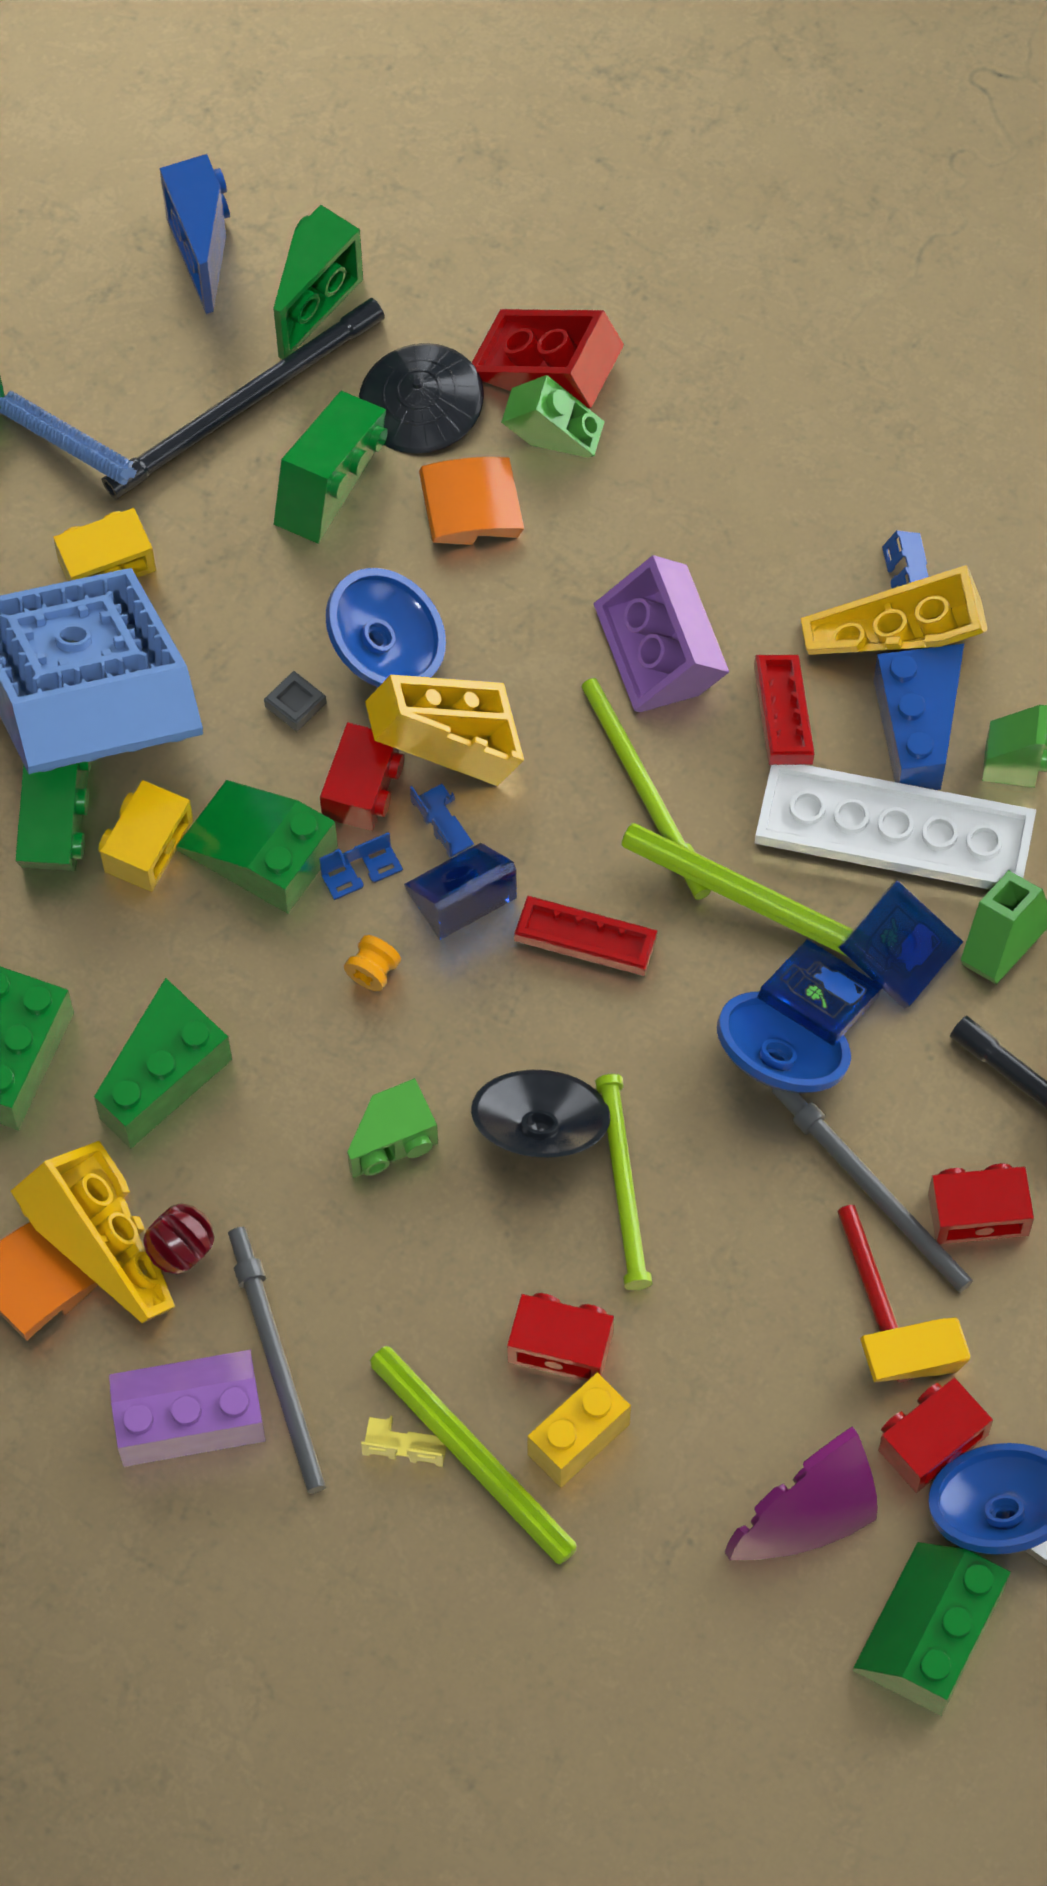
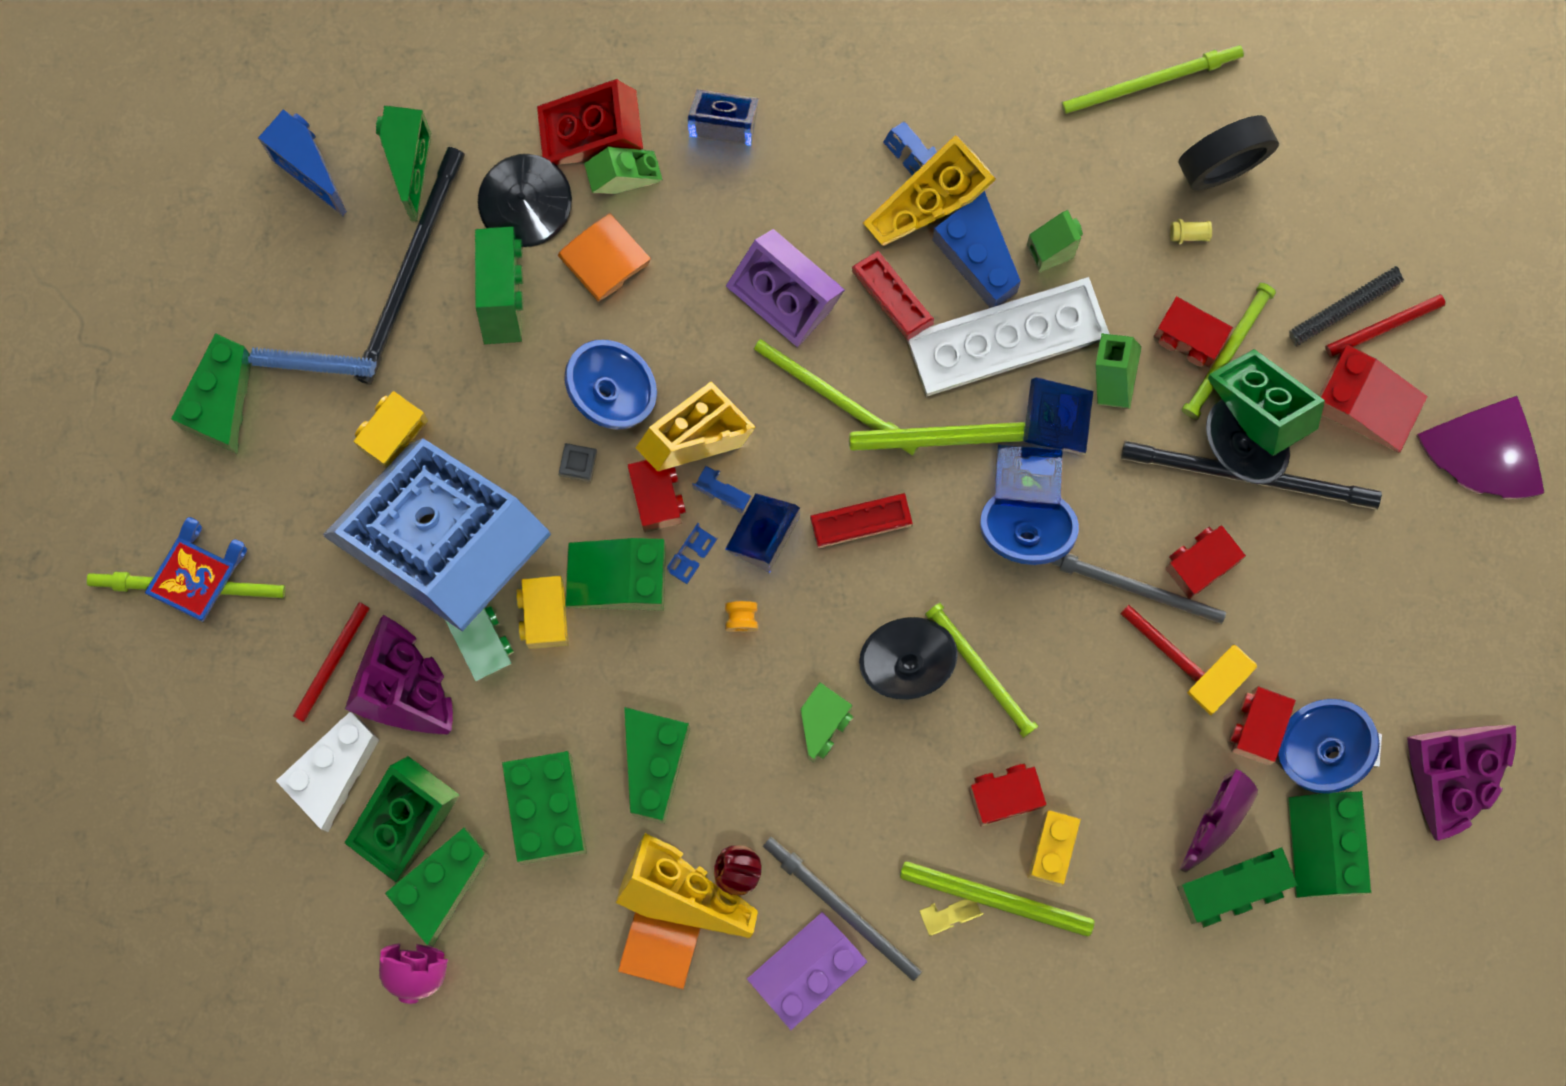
camera: 30 degrees left, 15 degrees up
(705, 424) = (723, 117): none -> clear blue slope
(779, 1604) = (1237, 887): none -> green wedge

